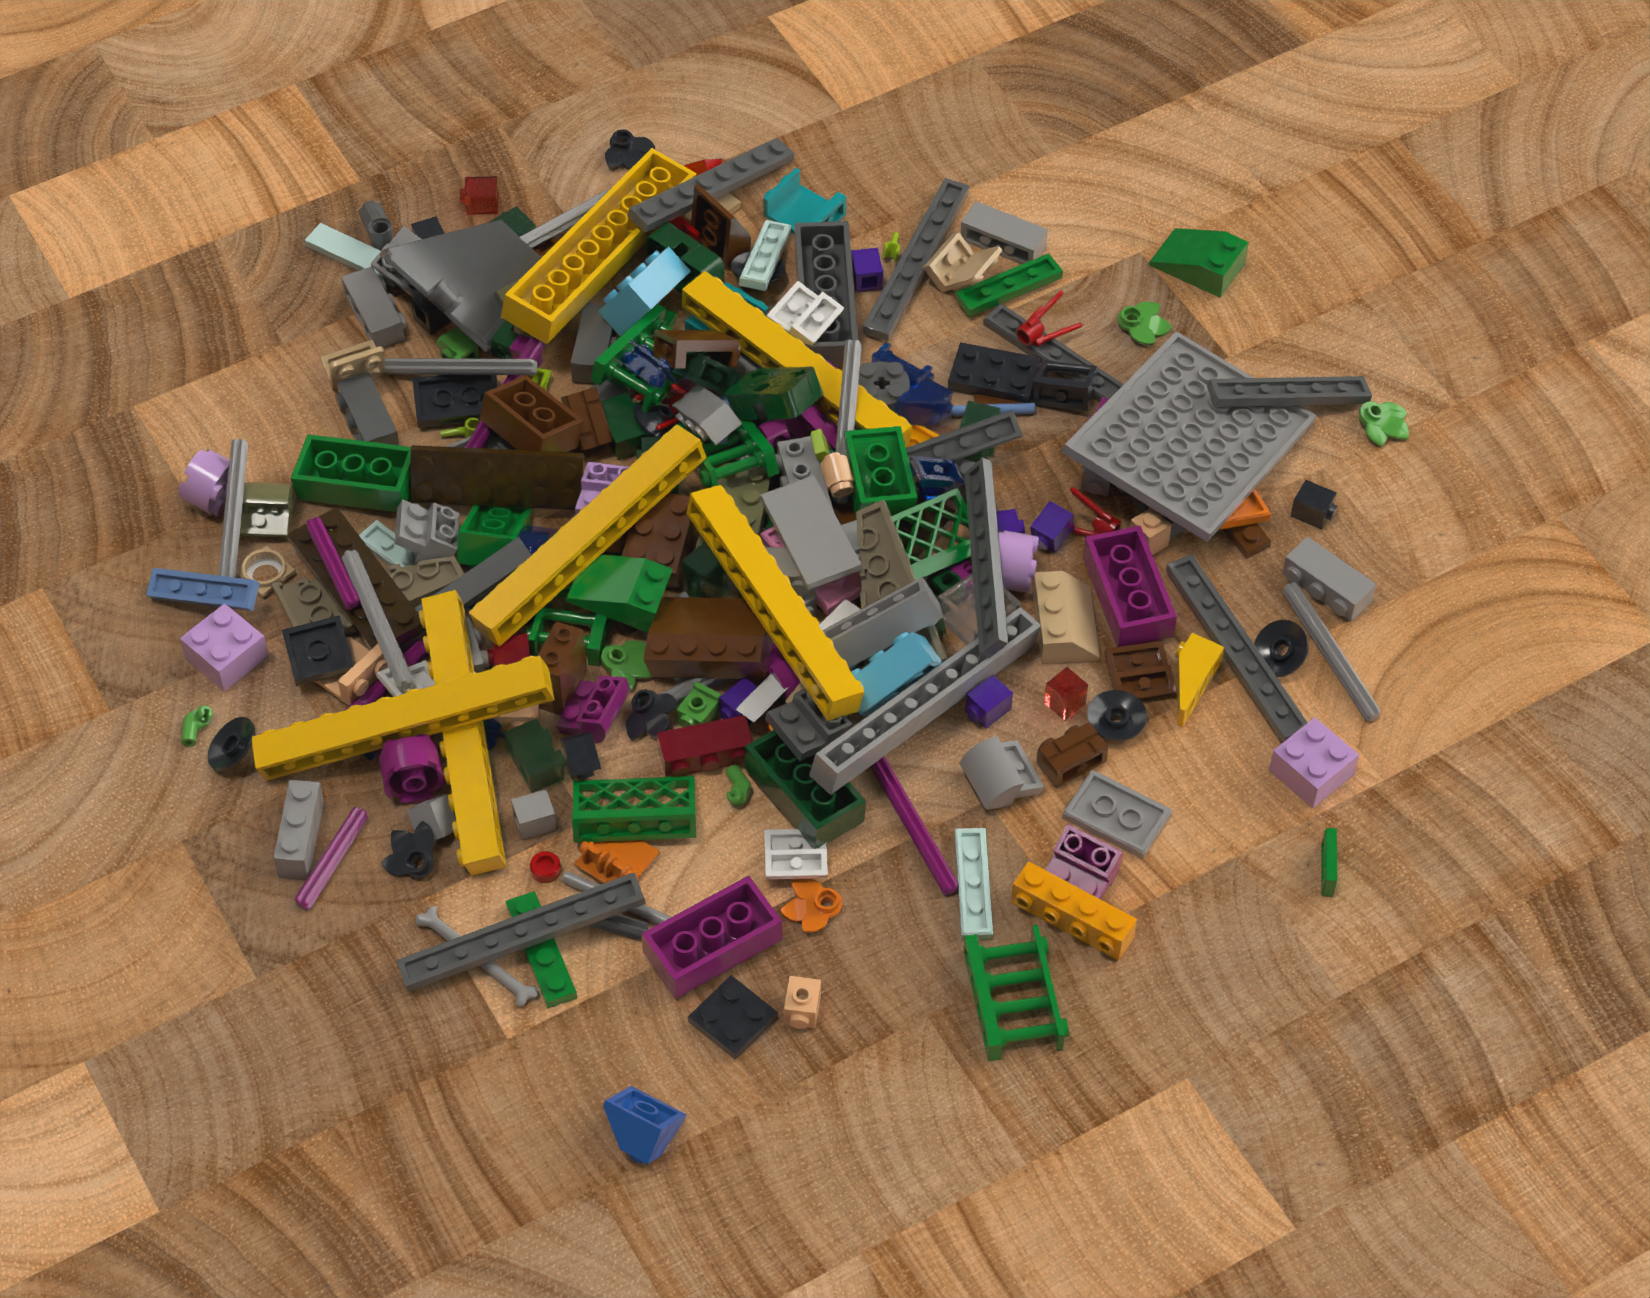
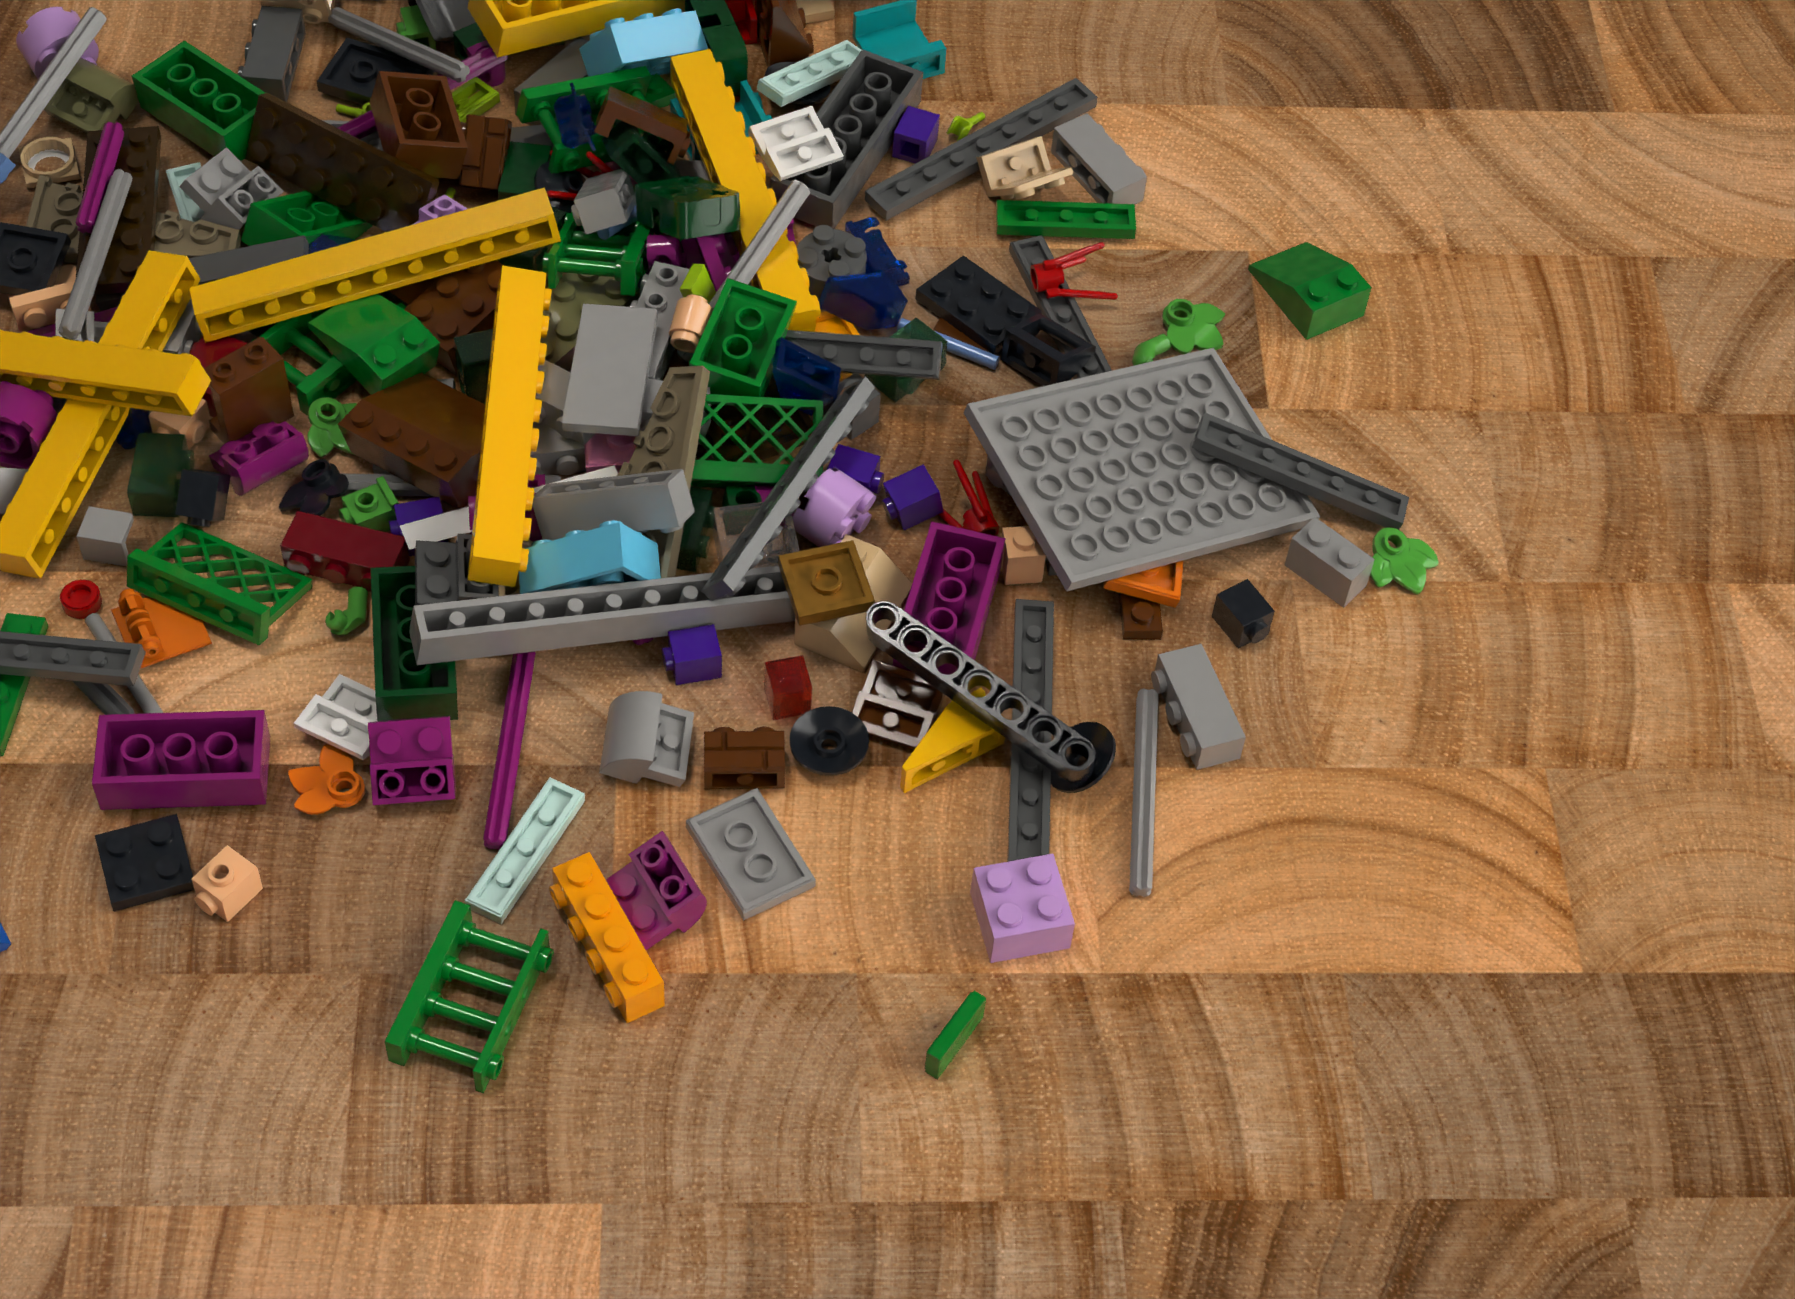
camera: 25 degrees right, 0 degrees up
(862, 862) = (411, 760): none -> magenta brick
(1053, 610) = (826, 582): none -> pearl gold plate
(1127, 355) = (1149, 349): none -> bright green arm
(1213, 628) = (986, 708): none -> black beam
(1344, 444) = (1329, 562): none -> light grey brick

